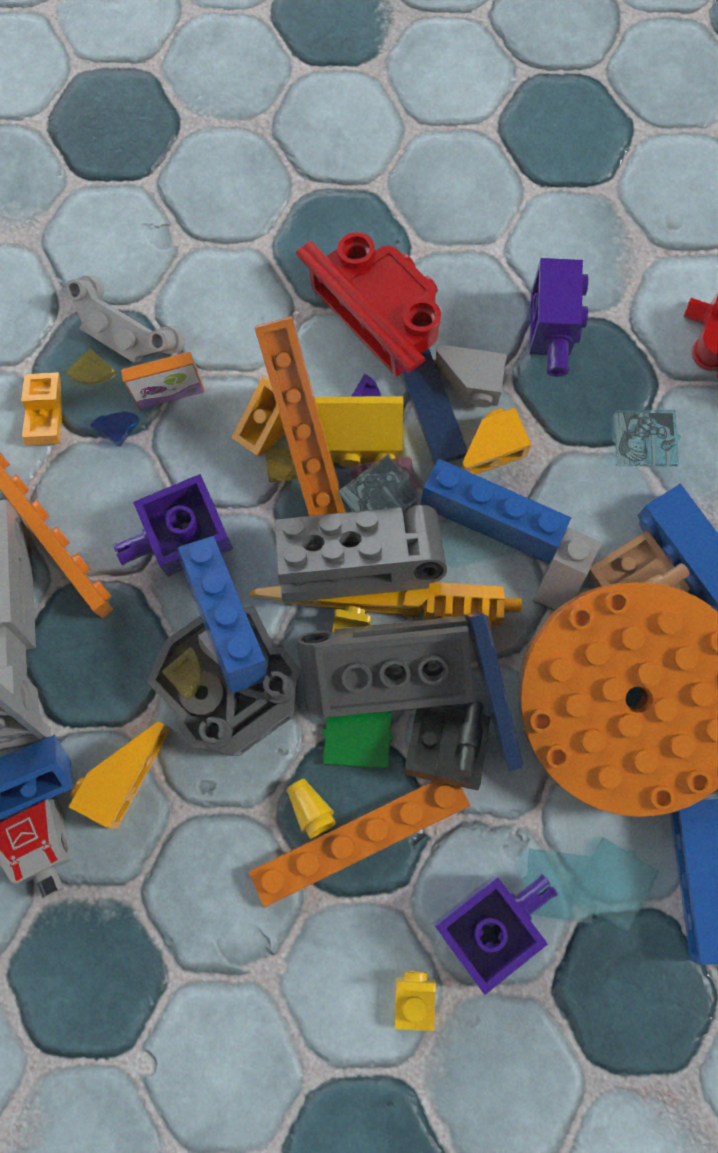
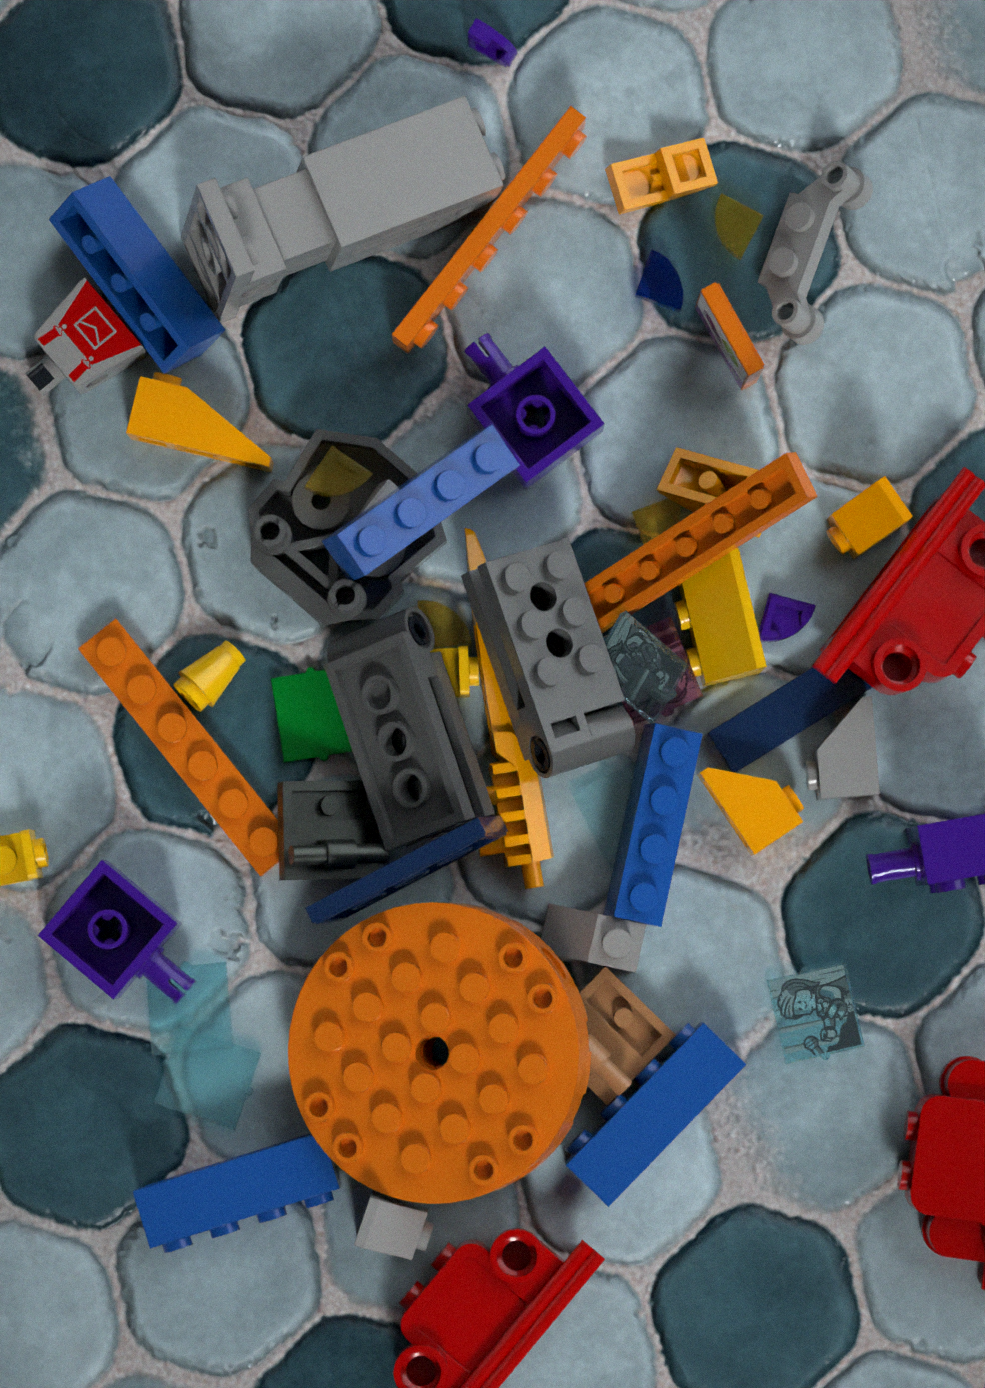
camera: 70 degrees right, 10 degrees up
(314, 319) = (867, 519): none -> light orange slope
(317, 621) = (446, 624): none -> clear yellow tile

